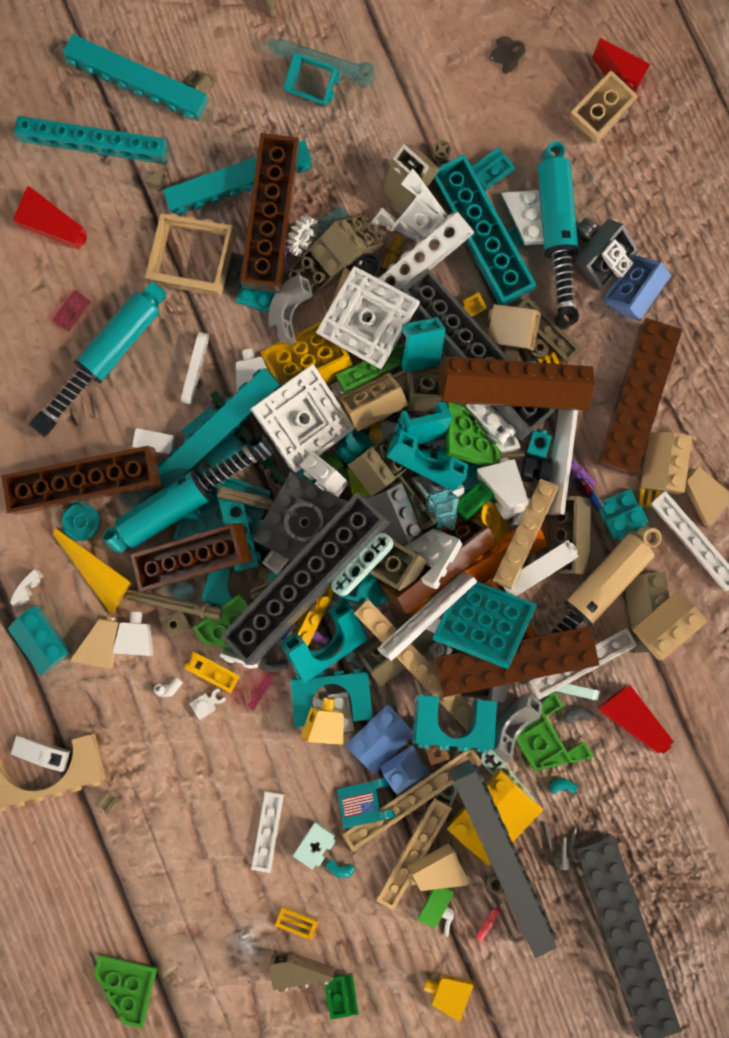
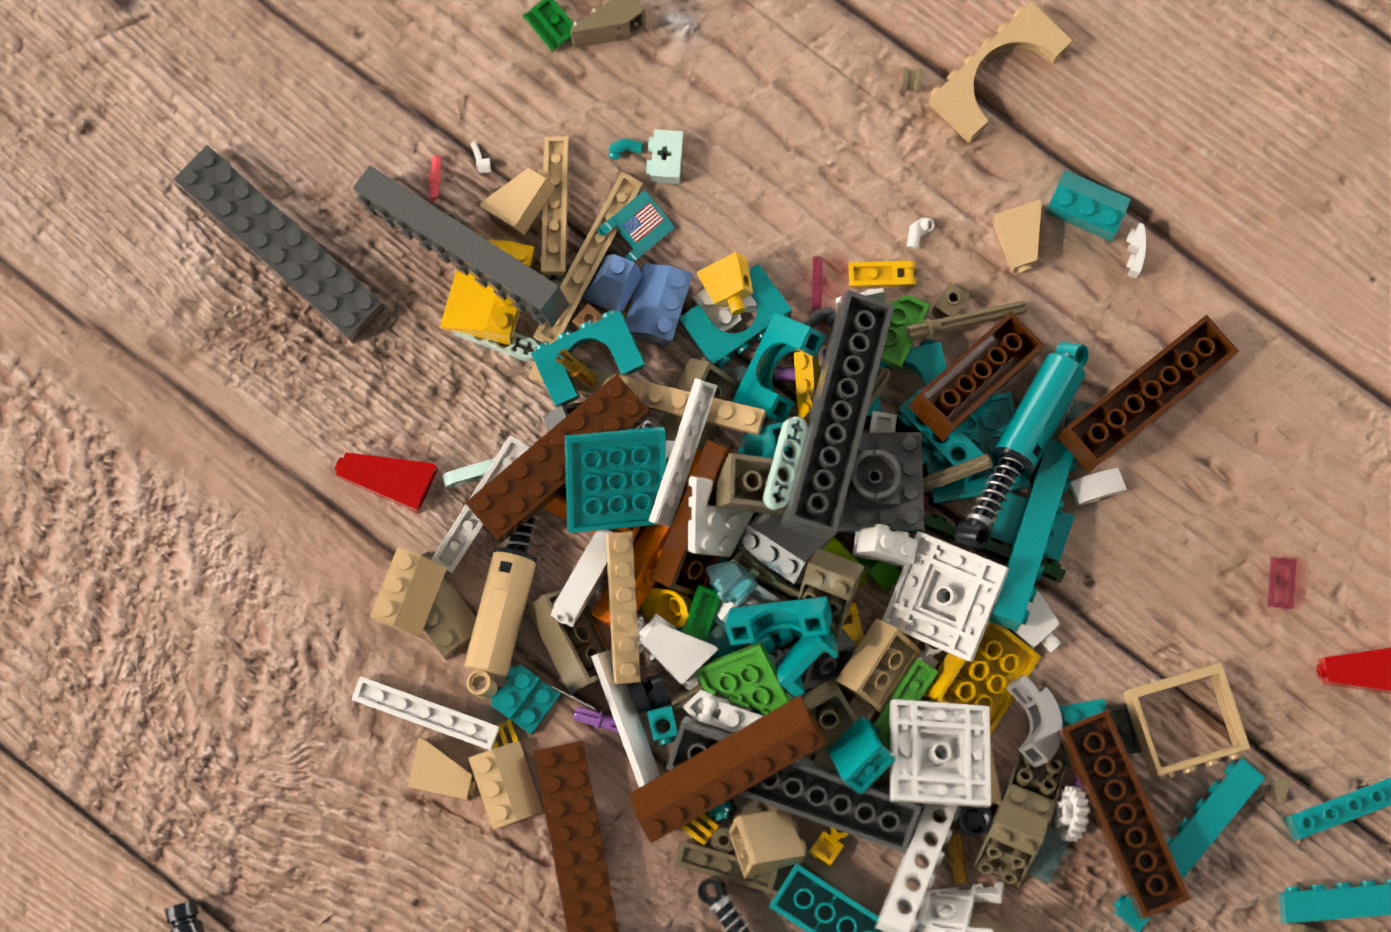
camera: 150 degrees right, 5 degrees down
(41, 753) = (1011, 90): white slope -> none
(81, 522) = (1122, 354): teal tile -> none
(103, 579) = (1057, 306): yellow wedge -> none
(104, 352) = (1213, 553): teal piece -> none
(134, 637) = (987, 263): white torso -> none
(183, 591) = (963, 341): clear light blue plate -> none
(195, 368) = (1102, 594): white beam -> none
(205, 705) = (868, 237): white plate -> none
(267, 831) = (724, 144): white tile -> none
(298, 915) = (640, 78): yellow tile -> none
(354, 446) = (870, 602): teal wheel -> none
(435, 906) = (501, 164): bright green slope -> none
(450, 994) = (437, 86): yellow torso -> none
(467, 719) = (576, 368): none -> pearl gold axle
(513, 721) = (524, 396): light grey arch -> none
(543, 745) = (479, 396): bright green wing -> none
(561, 784) = (434, 365): teal arm -> none
(562, 858) = (391, 287): light grey plant -> none
(576, 713) = (457, 450): dark grey arm -> none

